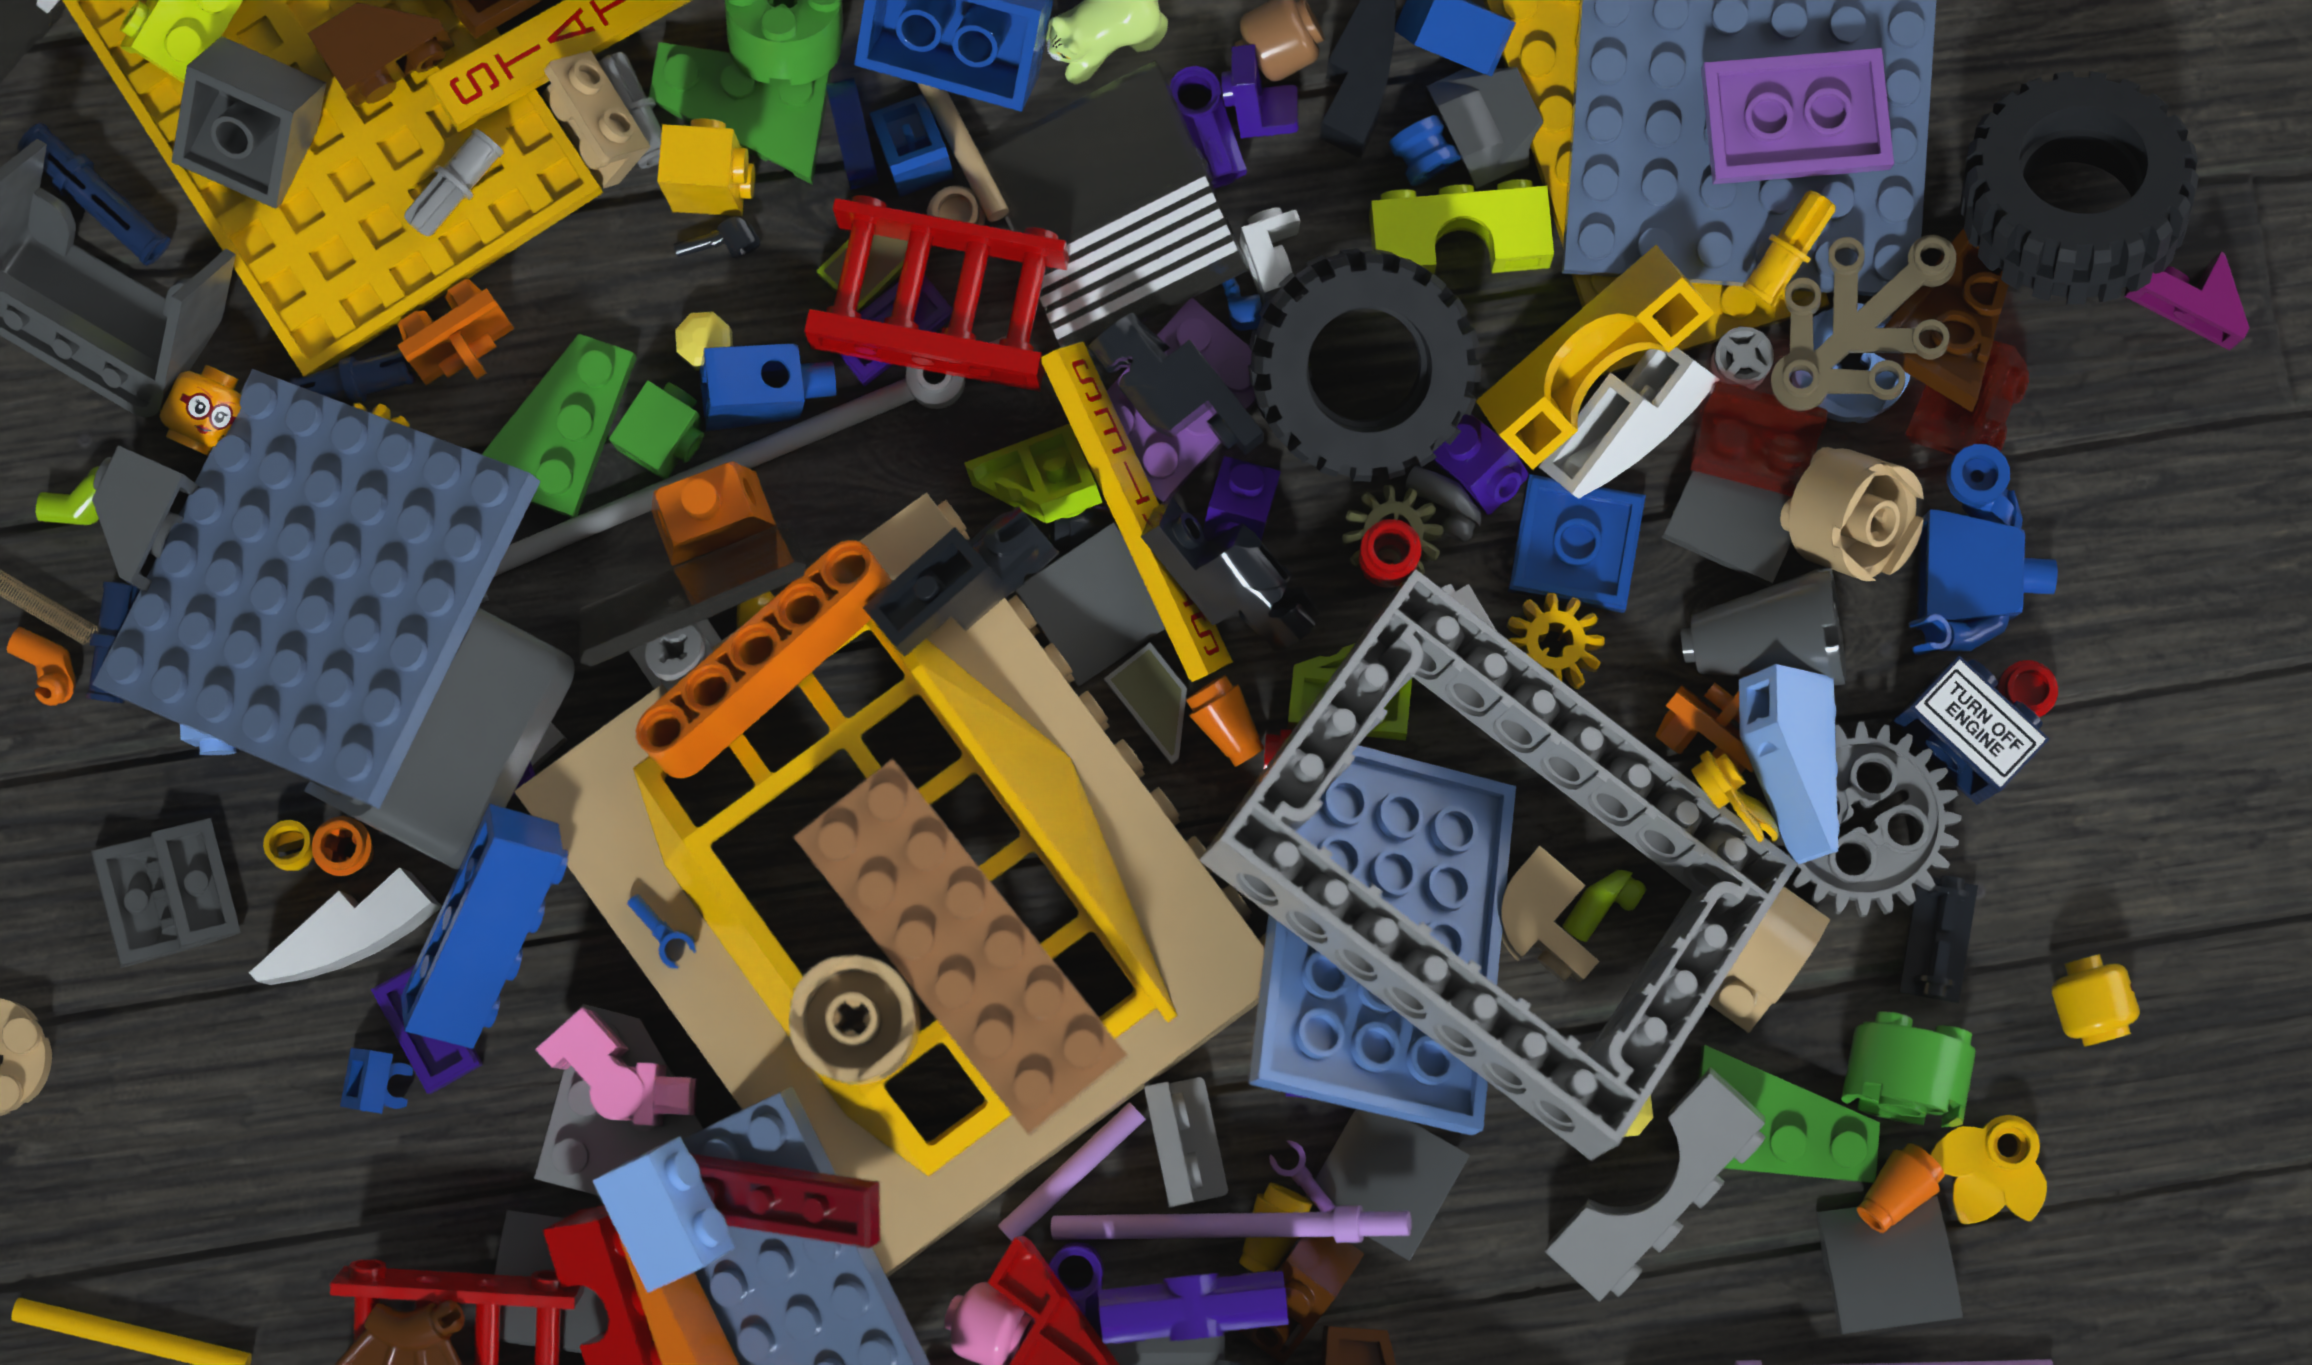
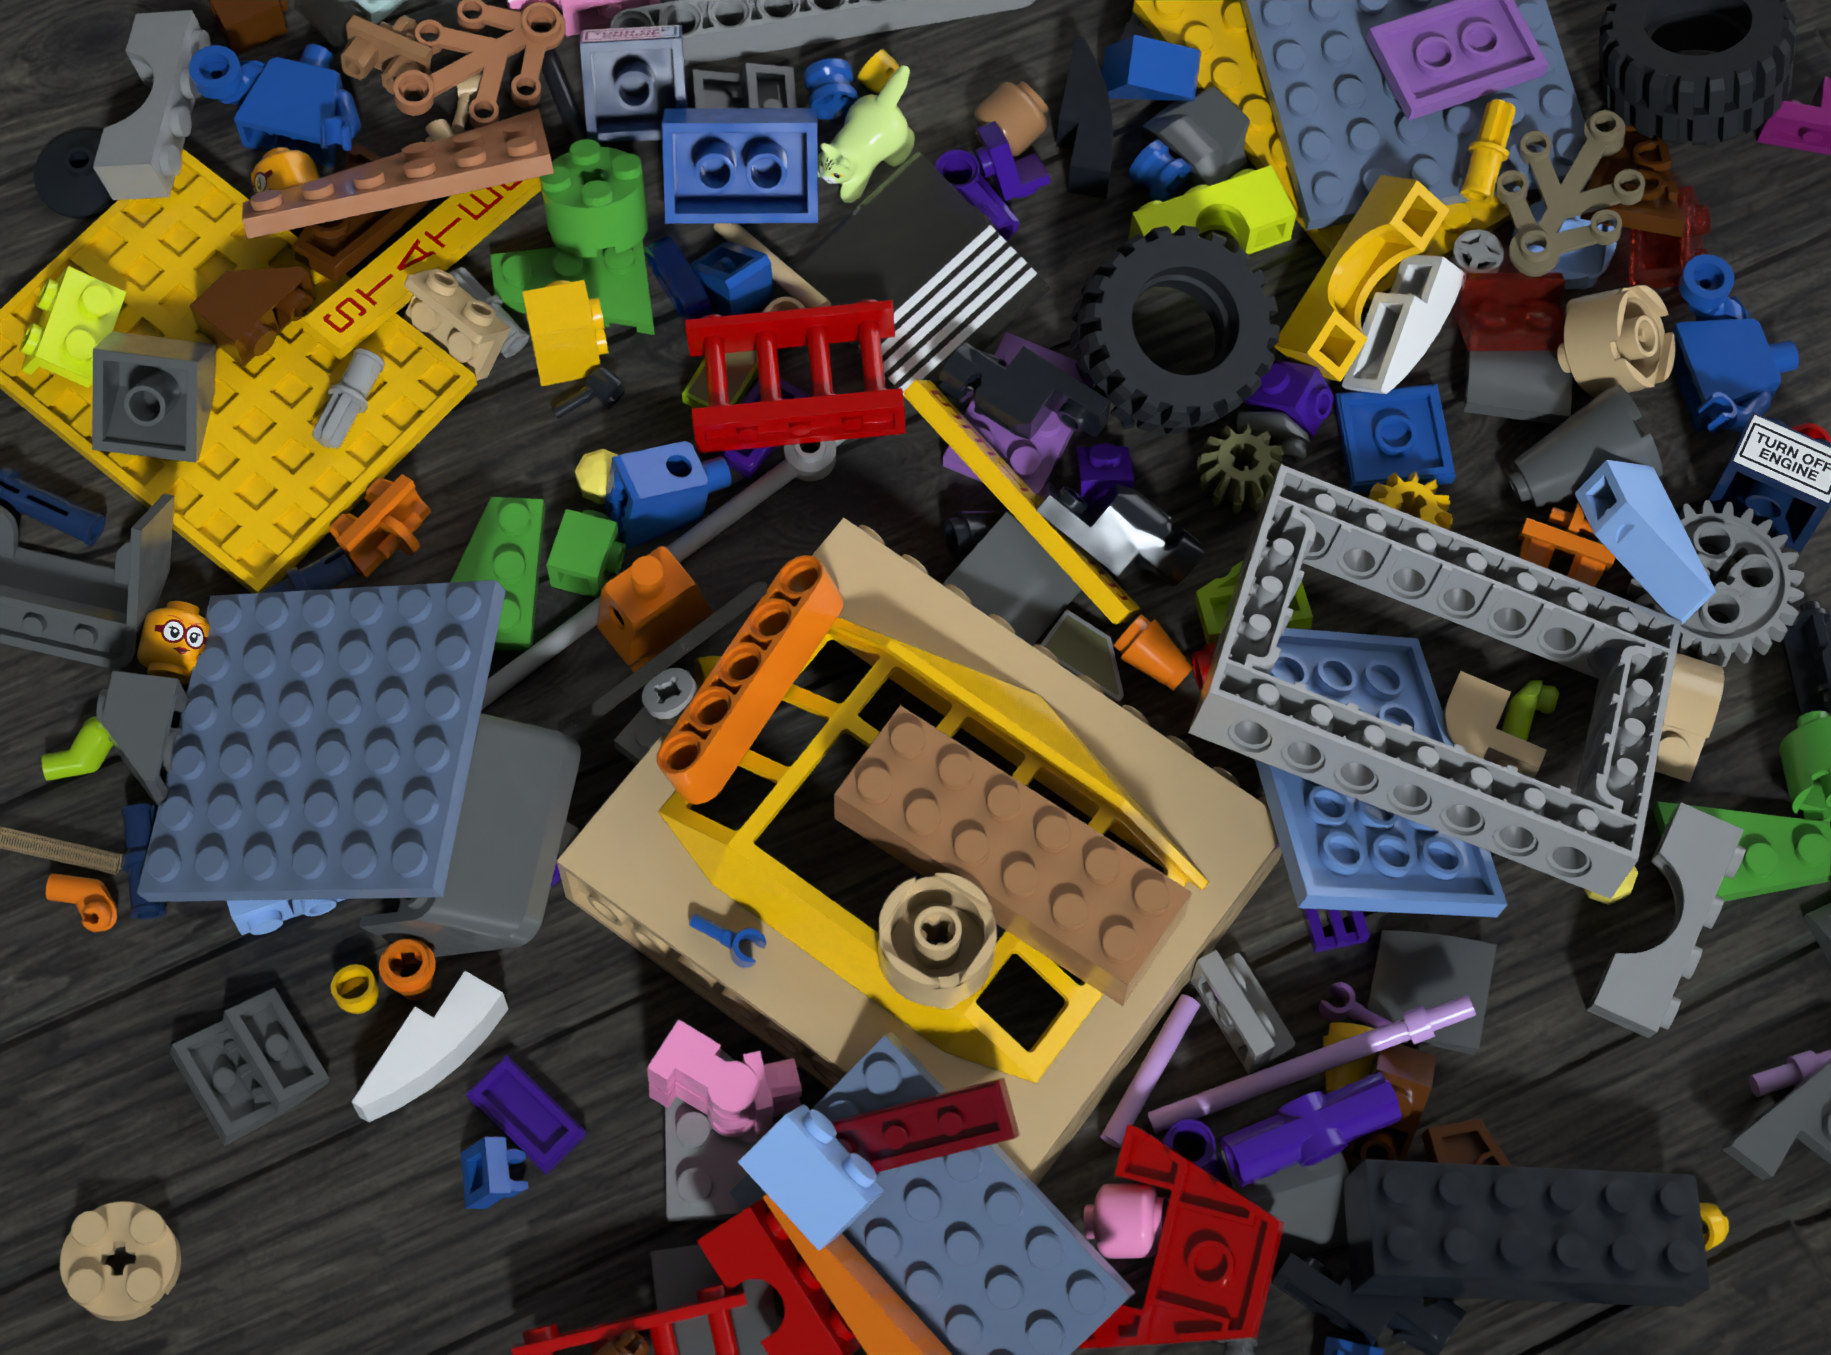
camera: 25 degrees left, 15 degrees down
(483, 927) = (562, 988): blue brick -> none
(960, 579) = (901, 565): black plate -> none
(1039, 475) = (929, 497): lime wing -> none
(1242, 309) = (1051, 333): blue hand -> none
(1268, 263) = (1055, 267): white bracket -> none
(1389, 535) = (1252, 463): red brick -> none
(1723, 785) = (1597, 568): yellow plate -> none

